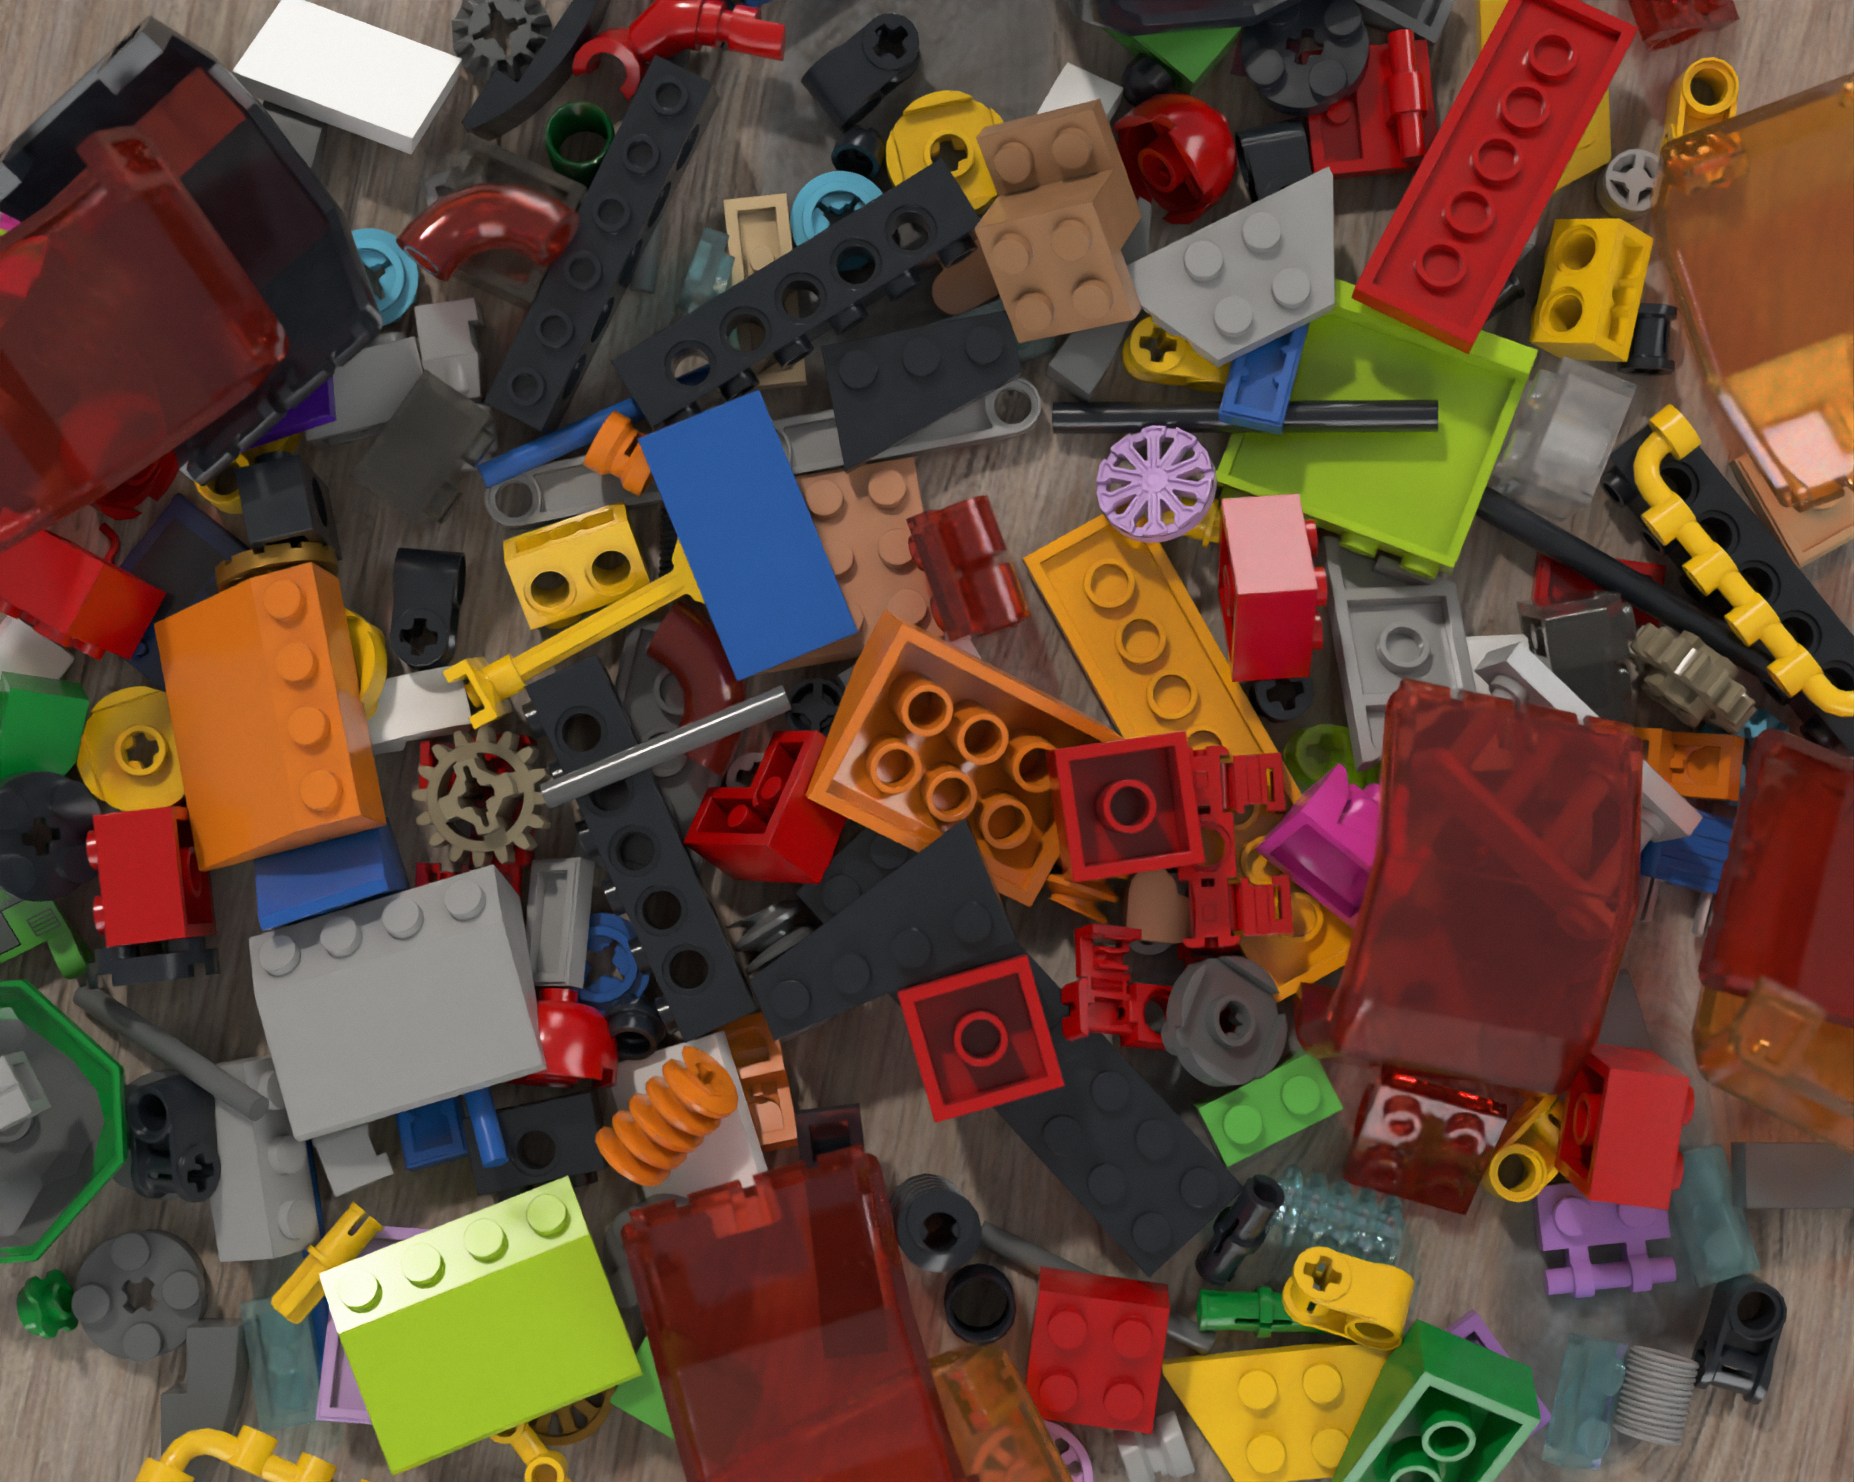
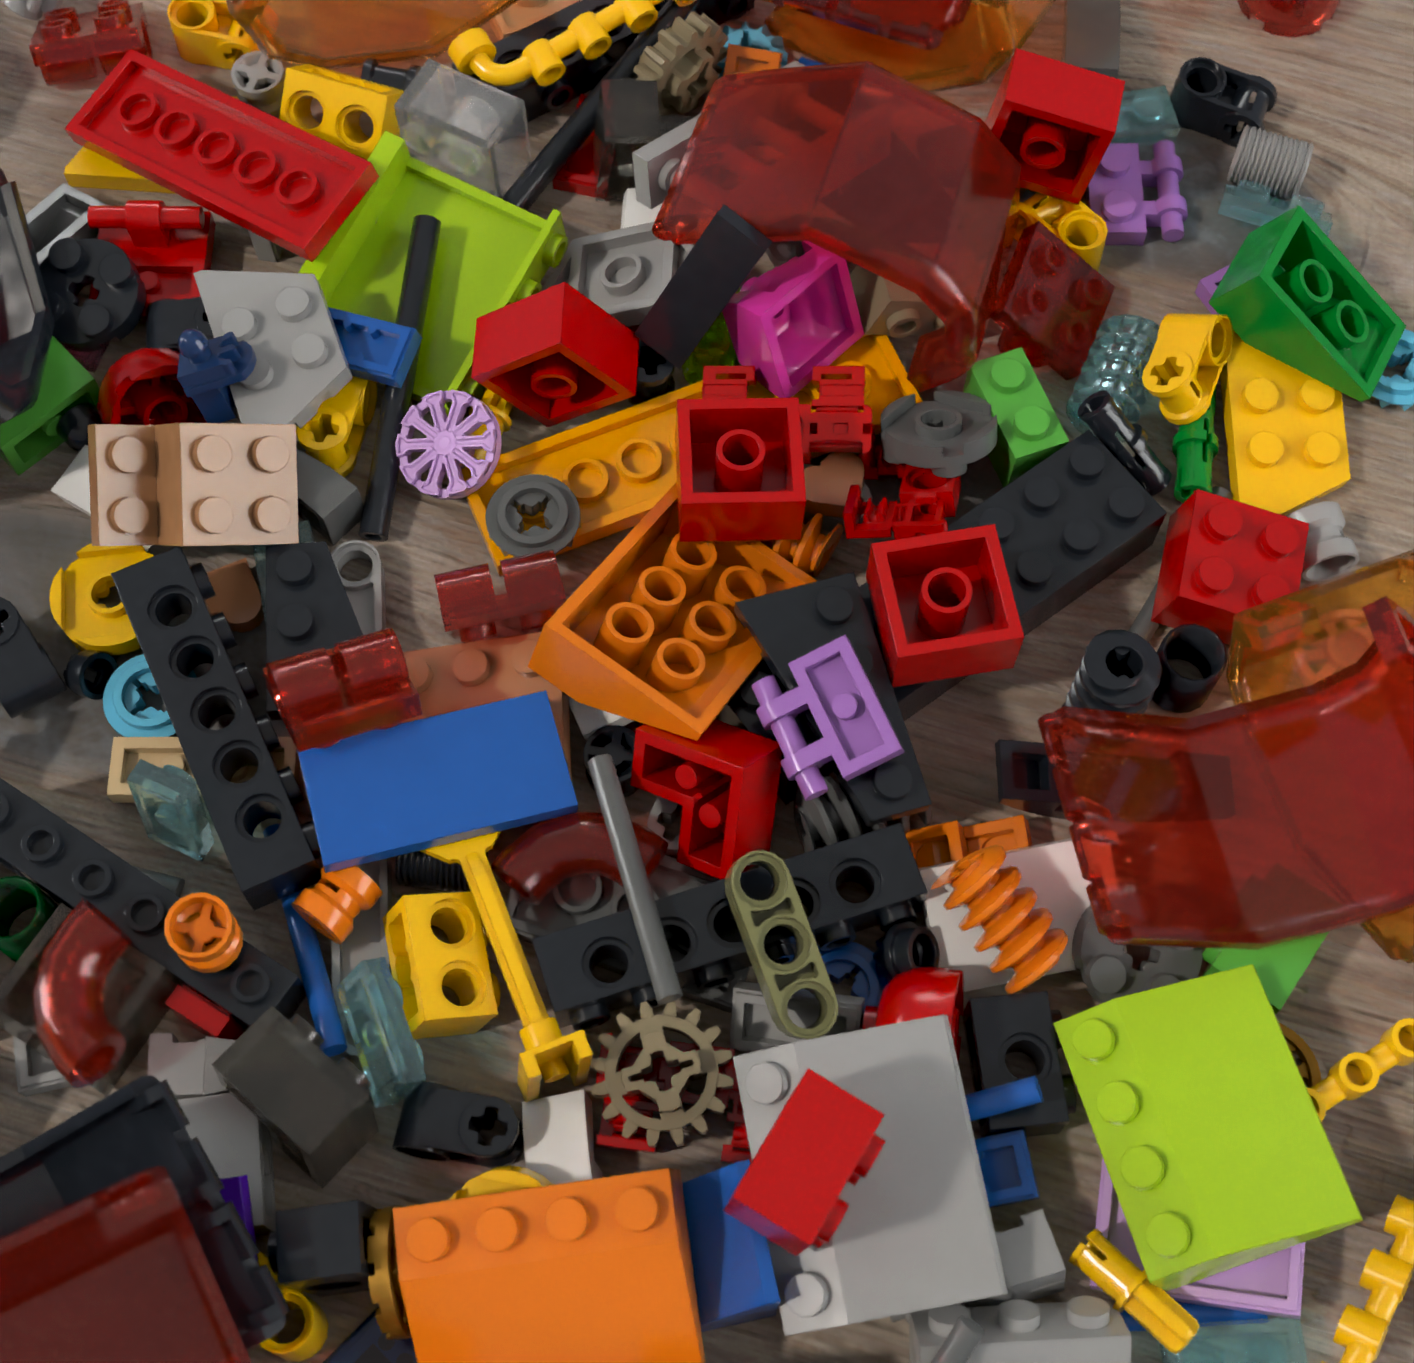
camera: 80 degrees left, 20 degrees down
(361, 941) = (804, 1164): none -> red brick
(501, 340) = (203, 1014): none -> red tile
(505, 515) = (381, 1032): none -> clear light blue plate
(547, 327) = (197, 921): none -> orange wheel
(575, 910) = (806, 967): none -> olive beam
(827, 423) = (343, 689): none -> clear red plate
(849, 940) = (844, 708): none -> medium lavender plate
(1105, 581) = (529, 496): none -> dark grey gear
(1193, 219) = (209, 368): none -> dark blue piece
(1340, 743) = (702, 286): none -> black tile

